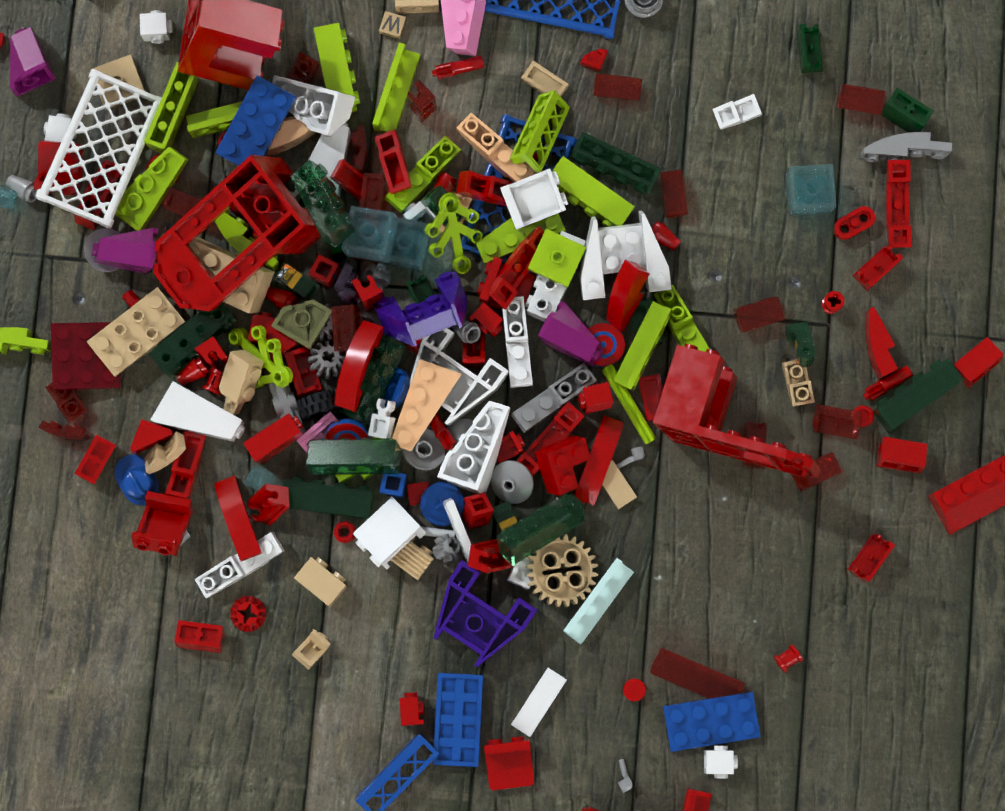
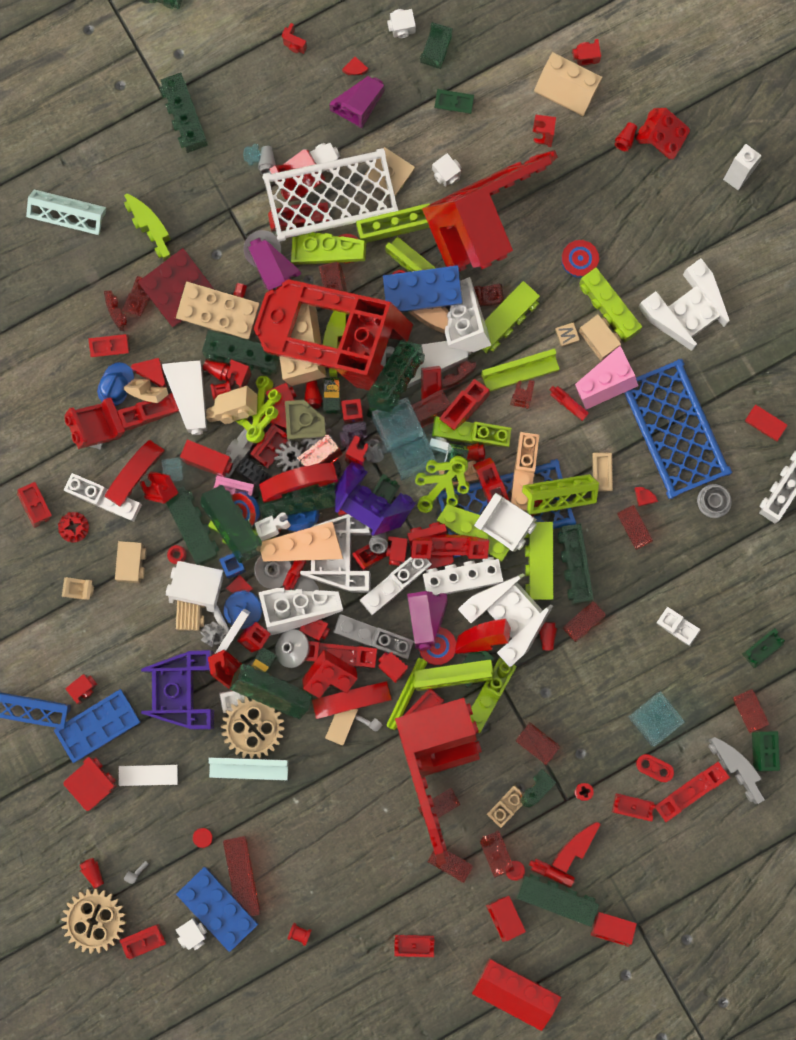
camera: 55 degrees right, 0 degrees up
(556, 258) = (474, 569): lime plate -> none

